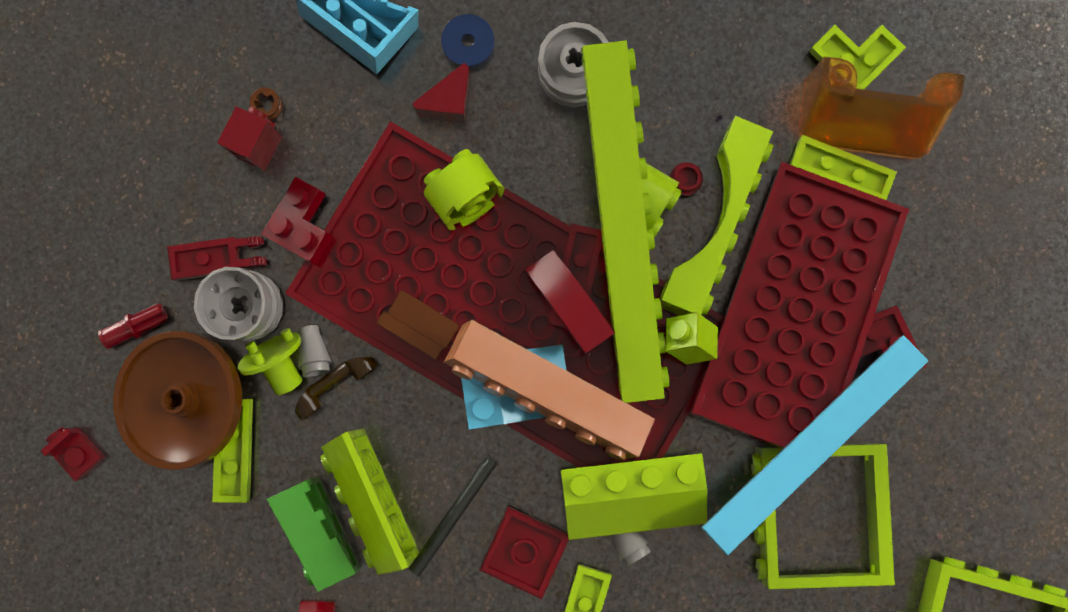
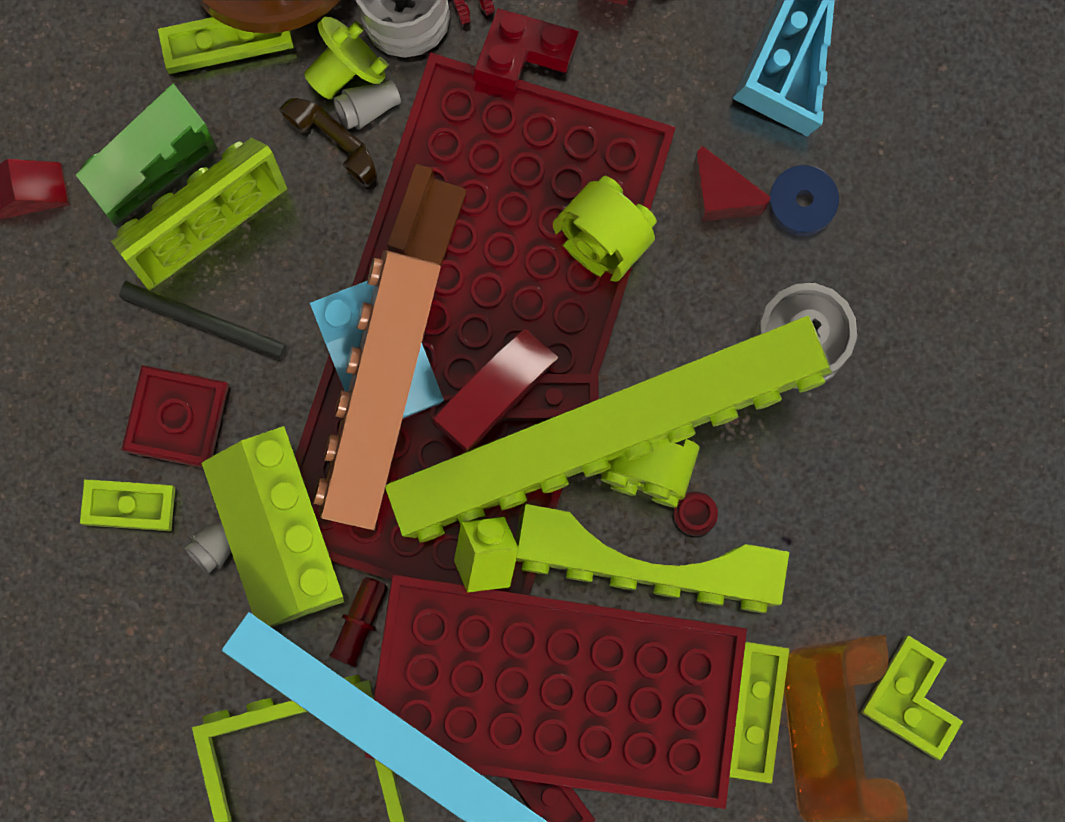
camera: 75 degrees right, 5 degrees down
(712, 446) = (359, 621): none -> dark red axle

